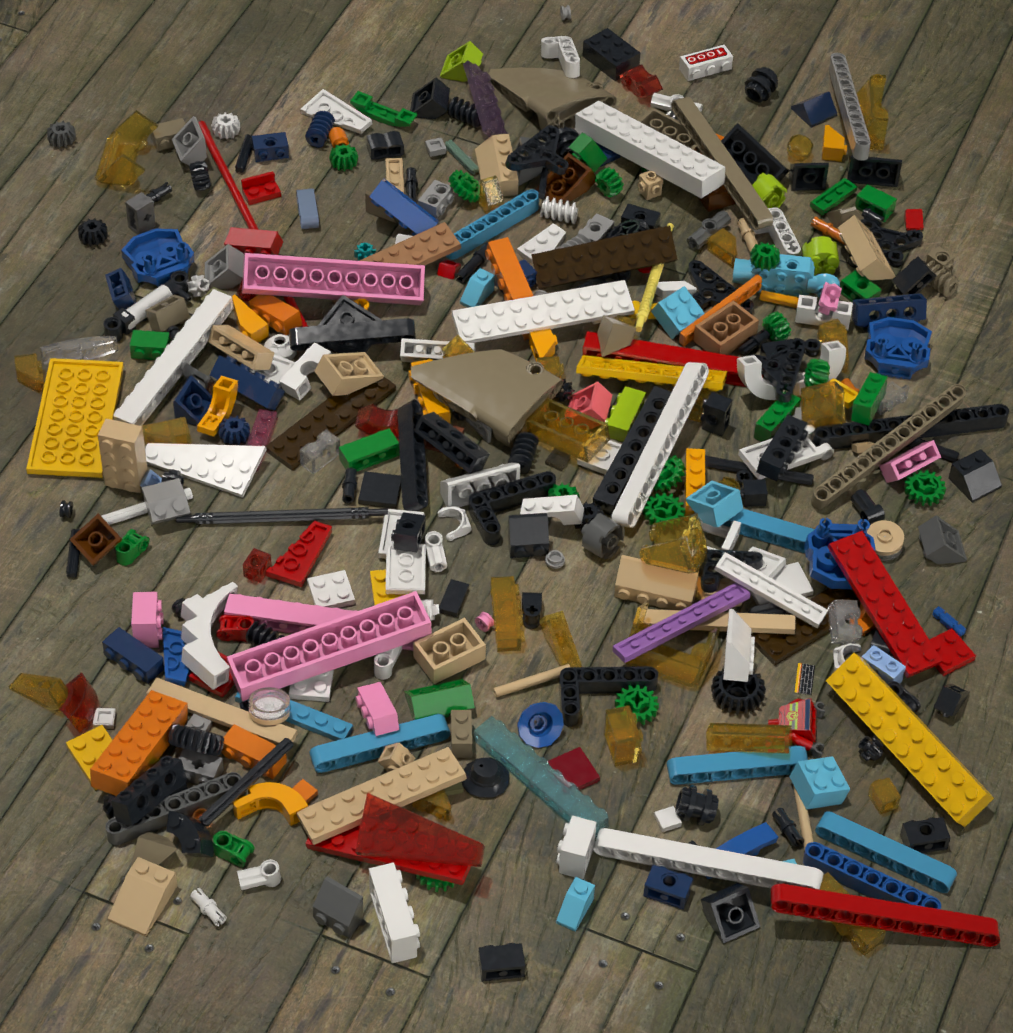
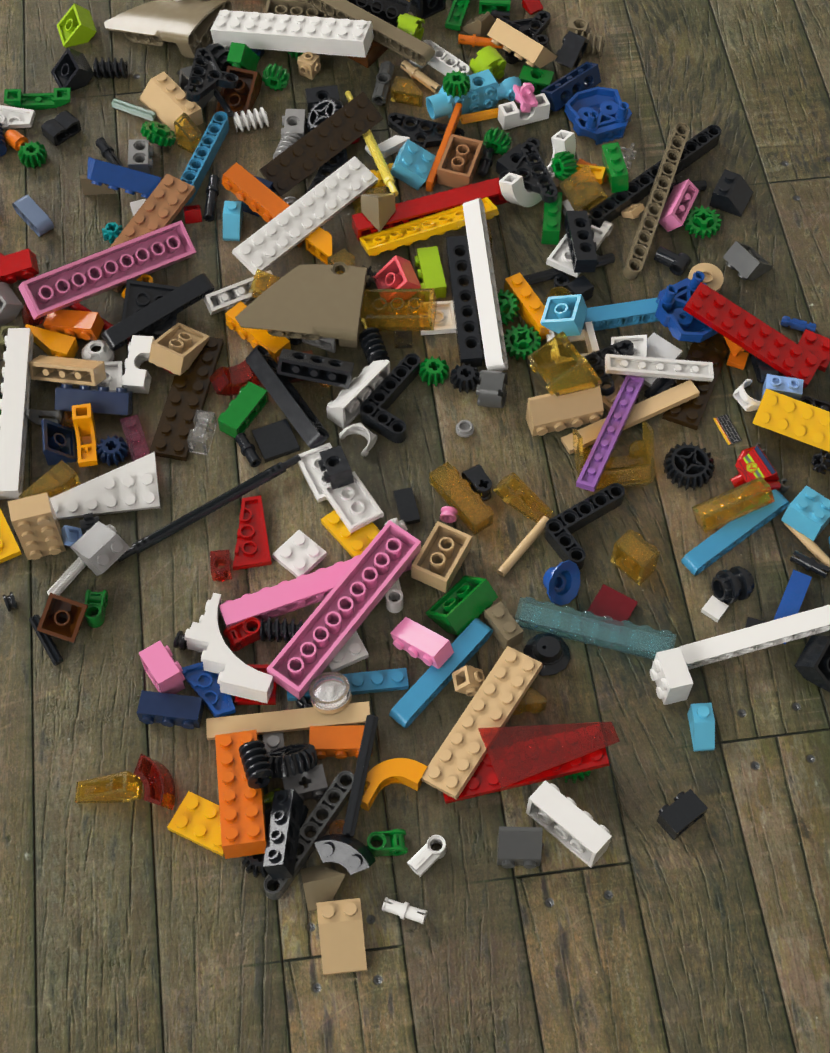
camera: 30 degrees left, 10 degrees up
(104, 717) = (185, 782): white tile -> none
(162, 722) = (255, 764): none -> black piece
(306, 790) = (408, 751): orange tile -> none
(394, 172) = (85, 148): tan tile -> none
(435, 147) = (105, 110): light grey plate -> none
(435, 551) = (365, 473): white piece -> none
(484, 100) = (122, 50): clear purple plate -> none
(528, 535) = (432, 419): black slope -> none
(544, 241) = (256, 155): white wing -> none
(565, 508) = (448, 380): white arch -> none
(645, 701) = (622, 520): green gear -> none
(674, 895) = (752, 675): dark blue brick -> none
(716, 414) = (505, 237): black brick -> none
(739, 649) = (673, 434): white slope -> none
(834, 331) = (543, 128): clear yellow slope -> none
(841, 631) = (729, 359): clear brick -> none

